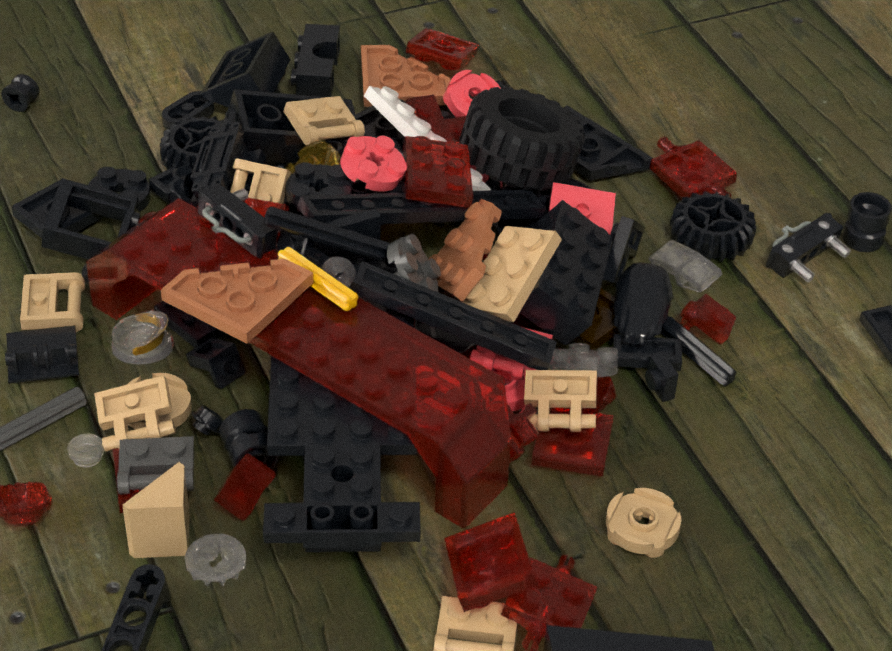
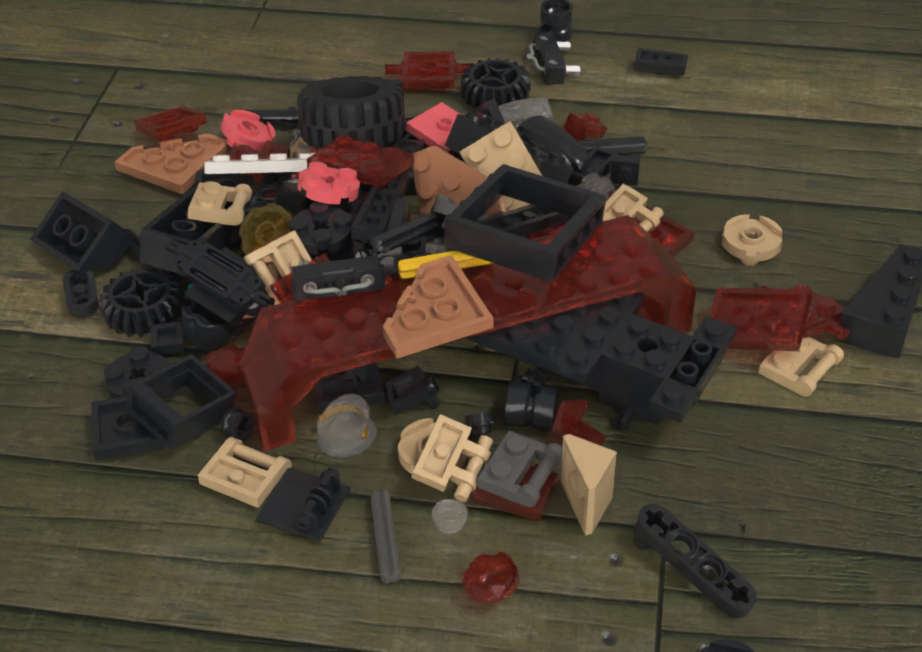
camera: 55 degrees left, 0 degrees up
(206, 550) = (635, 467): clear gear -> none
(316, 60) = (120, 202): black arch -> none
(398, 339) = (516, 252): none -> black window

